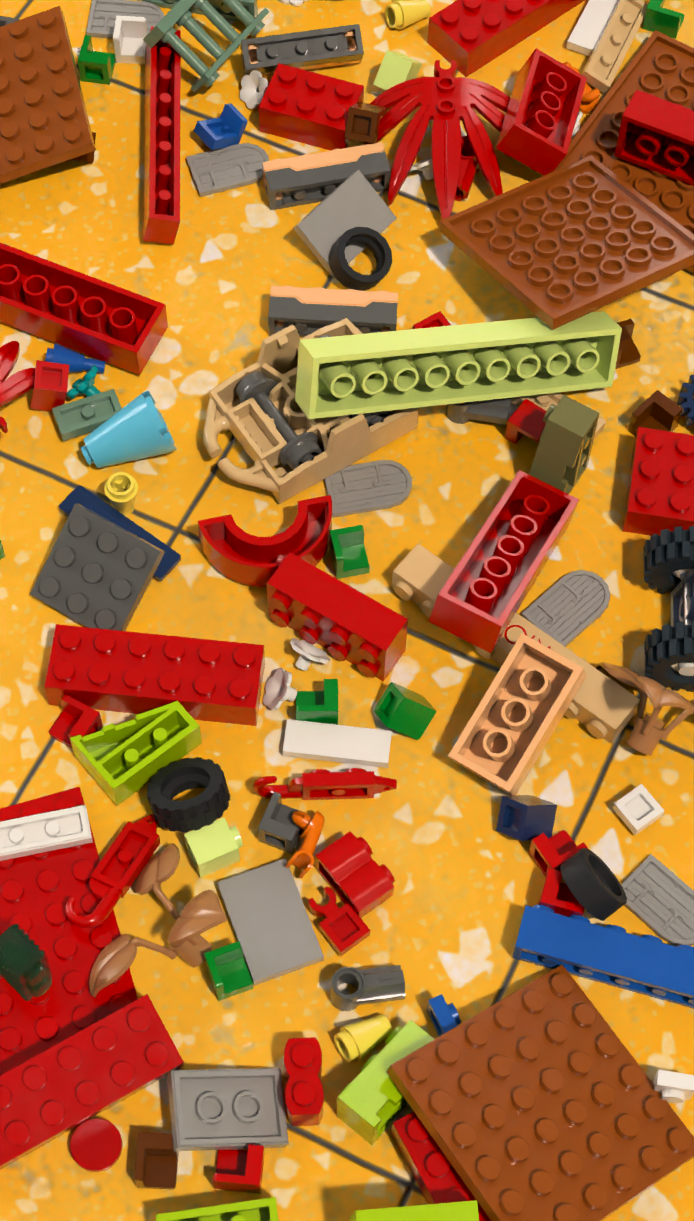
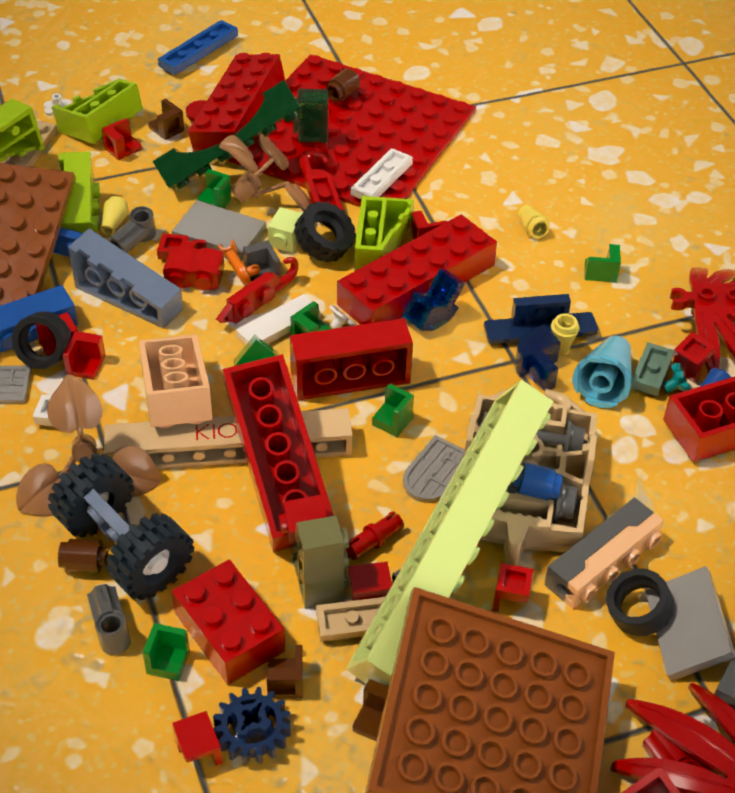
camera: 135 degrees right, 15 degrees down
(97, 571) = (515, 283): dark grey plate -> none
(100, 948) = (276, 107): none -> dark green arch
(162, 508) = (536, 356): none -> clear blue brick
(195, 620) = (437, 306): none -> clear blue brick
(227, 1109) = (149, 141): light grey tile -> none
(254, 558) = (438, 359): red brick -> none
(303, 1074) = (124, 178): red brick -> none
(443, 905) = (122, 280): none -> sand blue wedge
(483, 466) = (374, 535): none -> red pin
(526, 817) = (120, 359): dark blue panel -> none
(550, 475) = (298, 511): none -> red brick
(570, 606) = (217, 500): light grey window -> none

